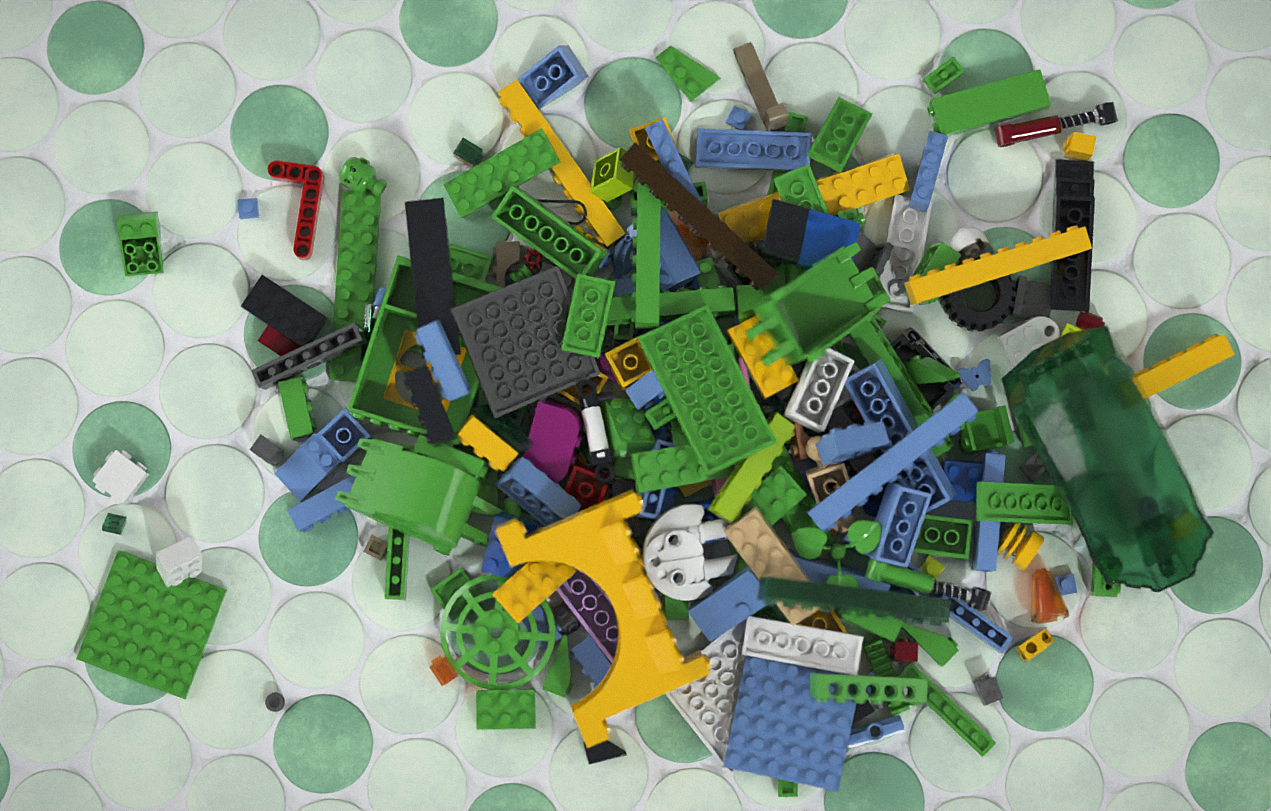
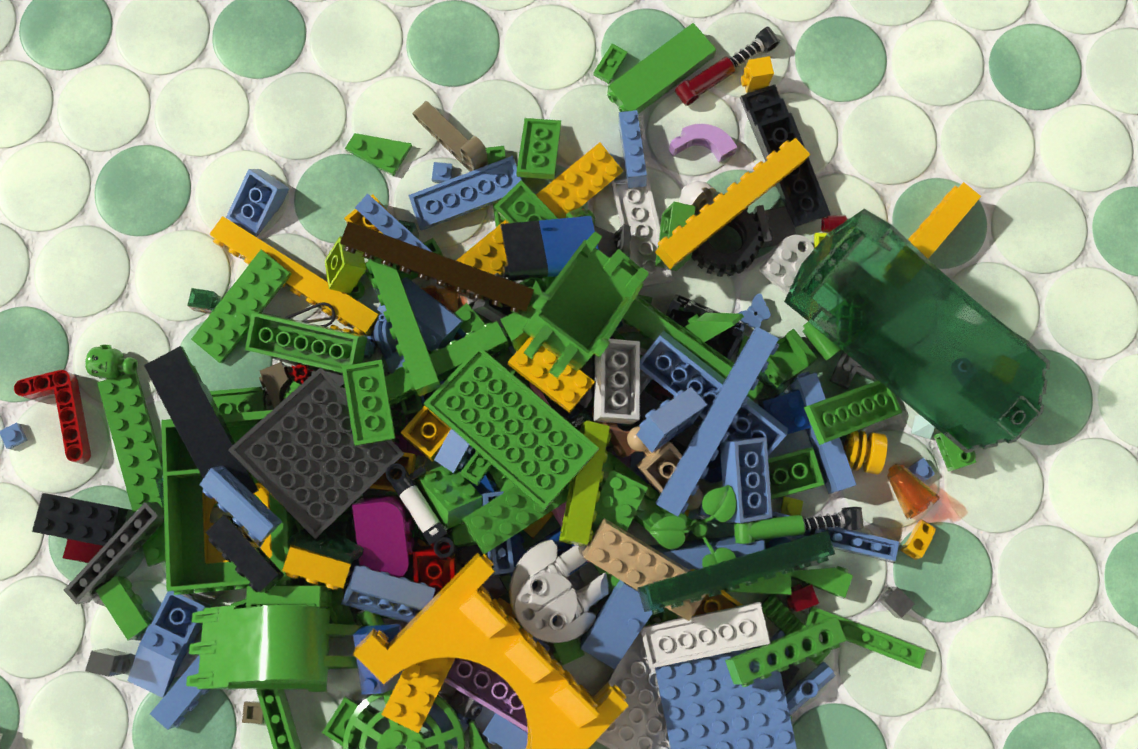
camera: 20 degrees left, 5 degrees down
(1006, 186) = (705, 135): none -> lavender arch

